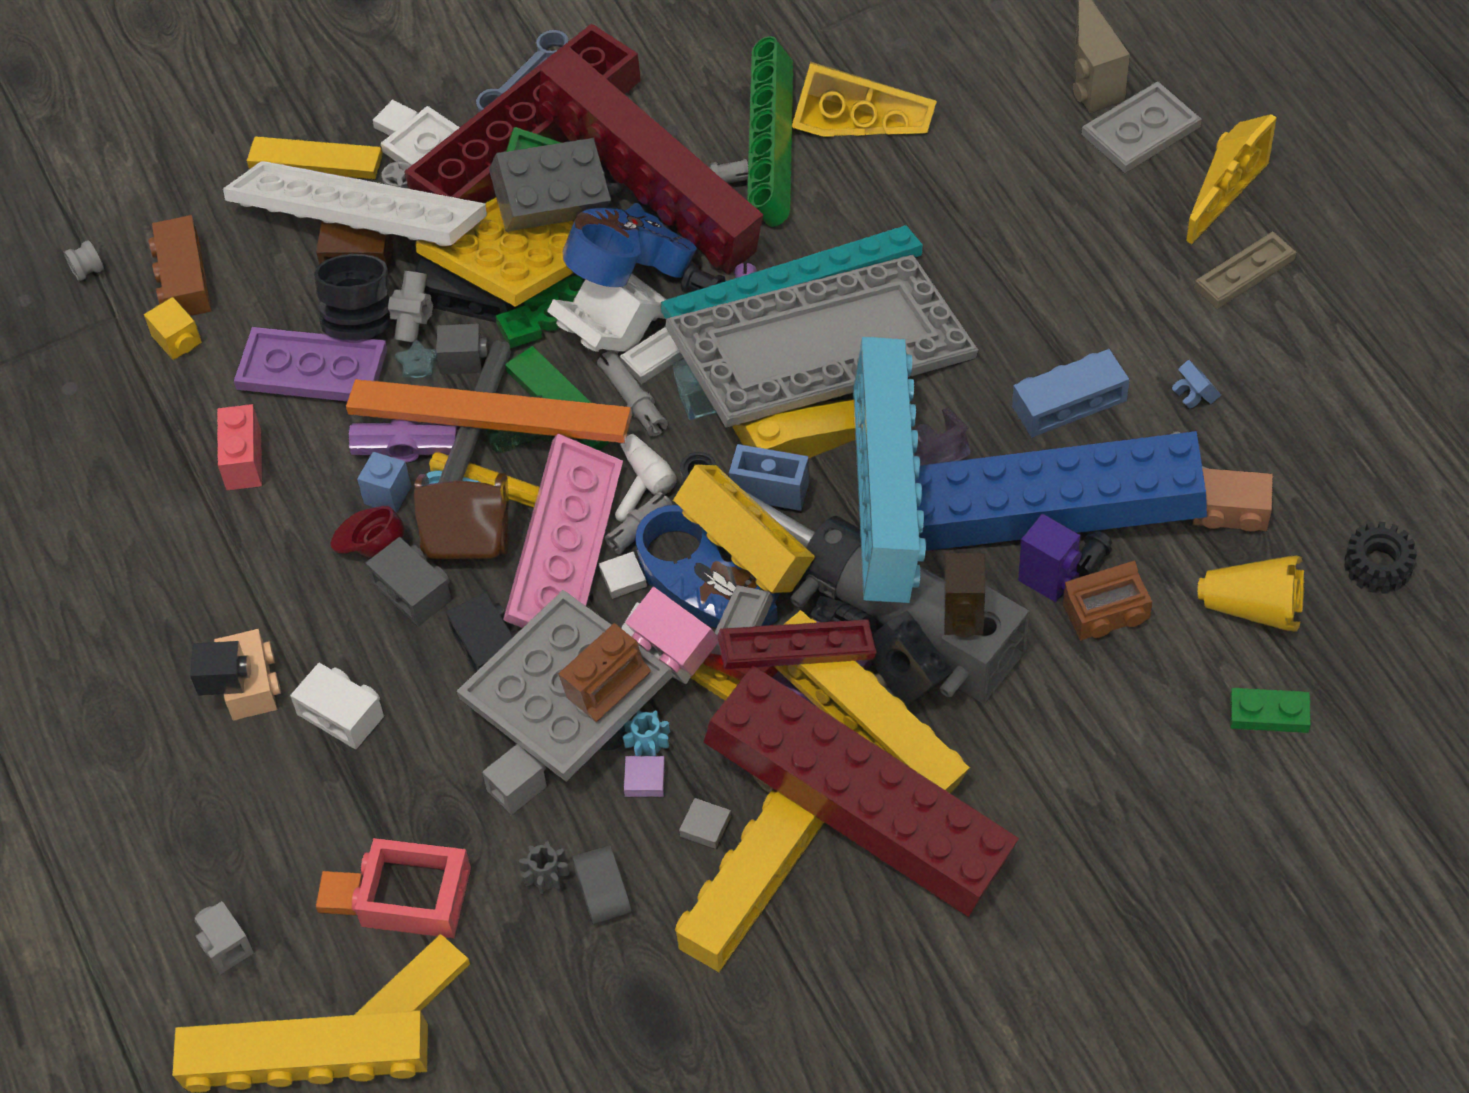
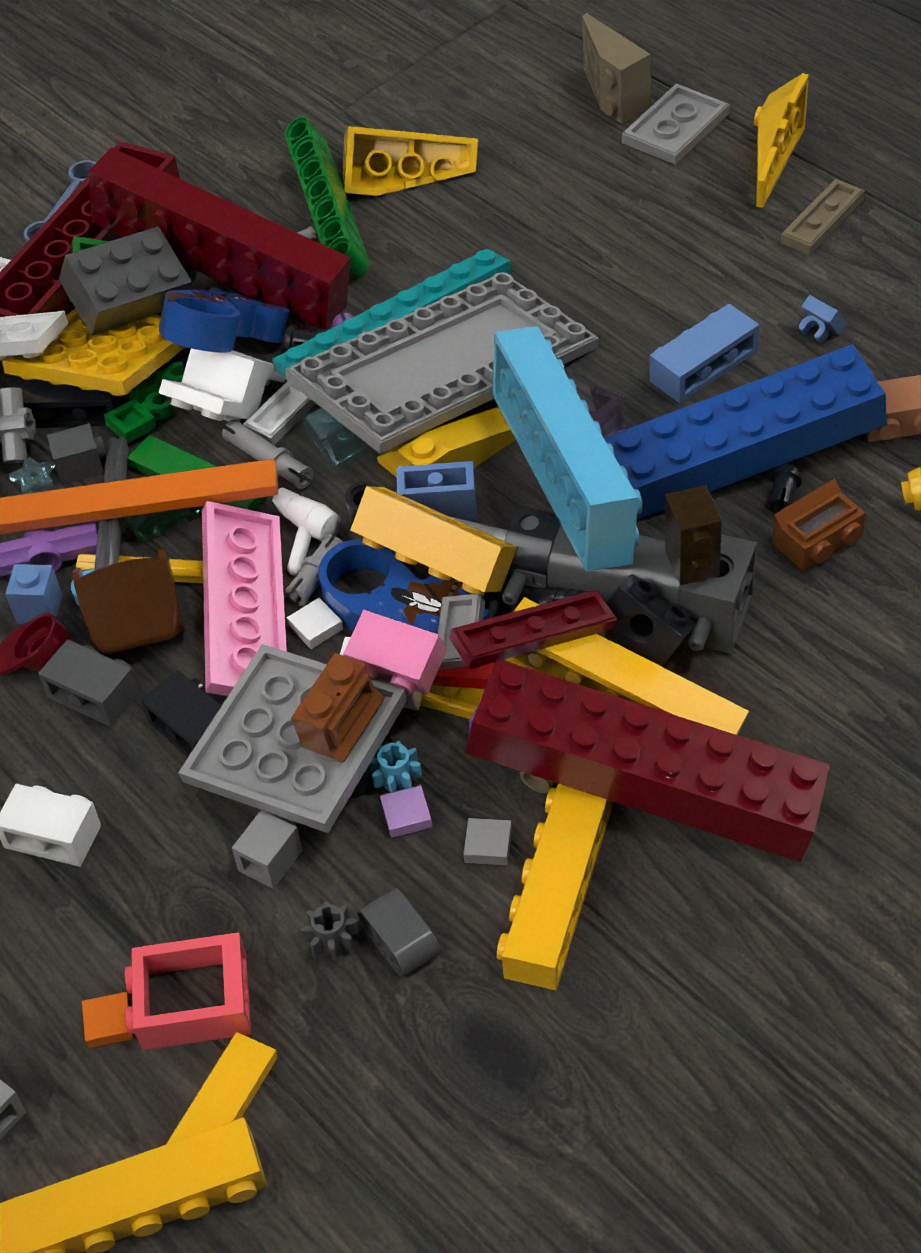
camera: 15 degrees left, 5 degrees down
(1049, 557) = (749, 497): dark purple brick -> none

